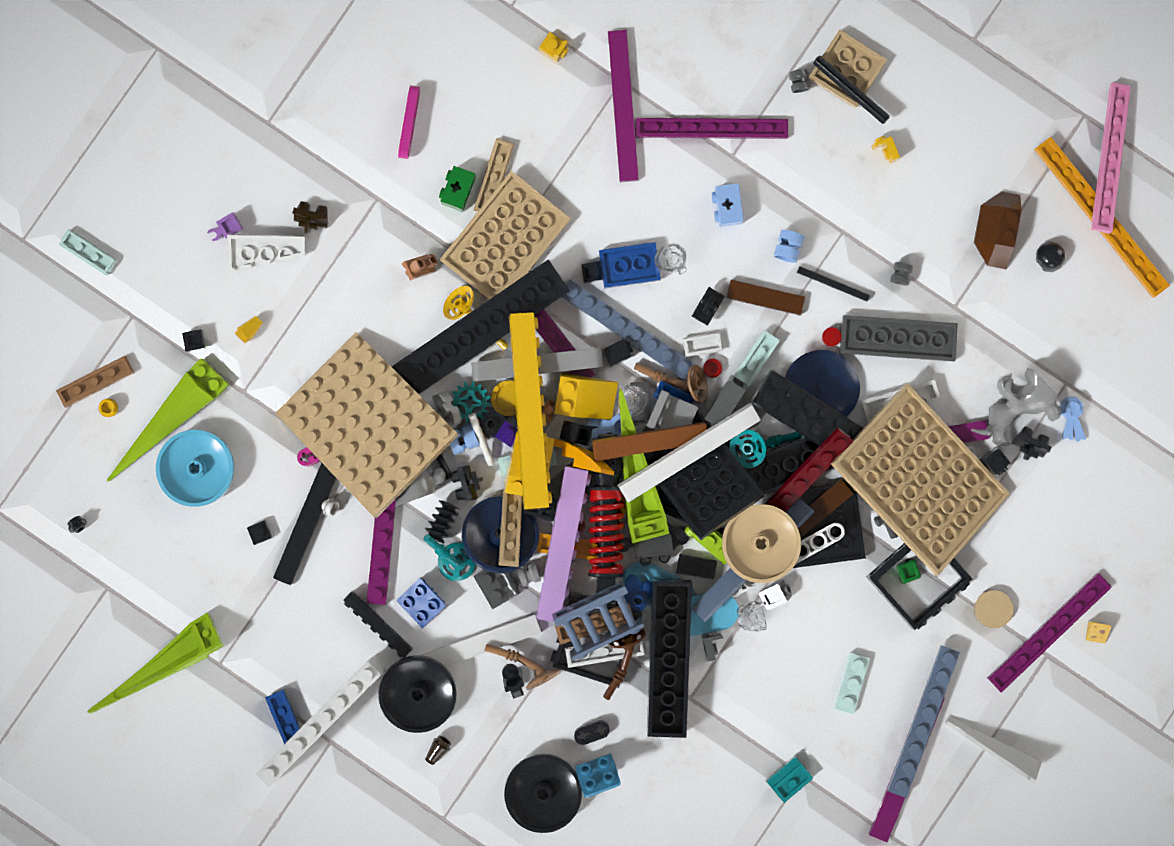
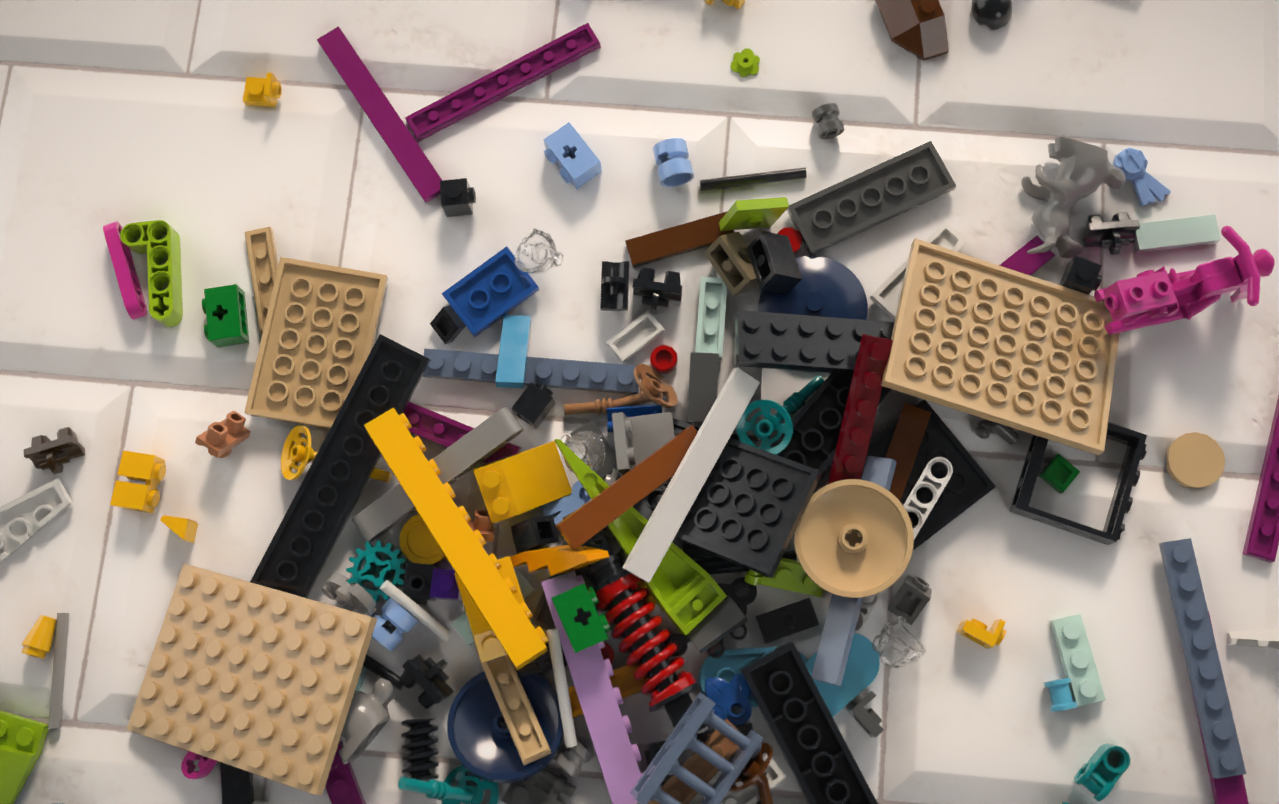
camera: 15 degrees left, 10 degrees down
(250, 354) = (58, 670): none -> light grey bar
(360, 259) = (143, 468): none -> yellow piece
(366, 309) = (183, 527): none -> yellow slope
(429, 137) = (159, 274): none -> lime beam
(544, 533) = (561, 687): none -> white bar
(571, 510) = (581, 635): none -> green brick
(623, 313) = (513, 351): none -> dark azure tile
(641, 192) = (457, 197): none -> black brick
(727, 316) = (657, 292): none -> black hips
(790, 334) = (733, 263): none -> dark tan brick
(802, 634) = (977, 632): none -> yellow bracket
(813, 348) = (774, 263): none -> black brick
(818, 310) = (753, 213): none -> lime plate
(826, 752) = (1102, 772): none -> teal piece
(829, 697) = (1060, 694): none -> medium azure bush
(869, 206) = (743, 68): none -> lime plant
(1048, 506) = (1173, 296): none -> dark pink piece
(1072, 467) = (1177, 233): none -> light aqua tile

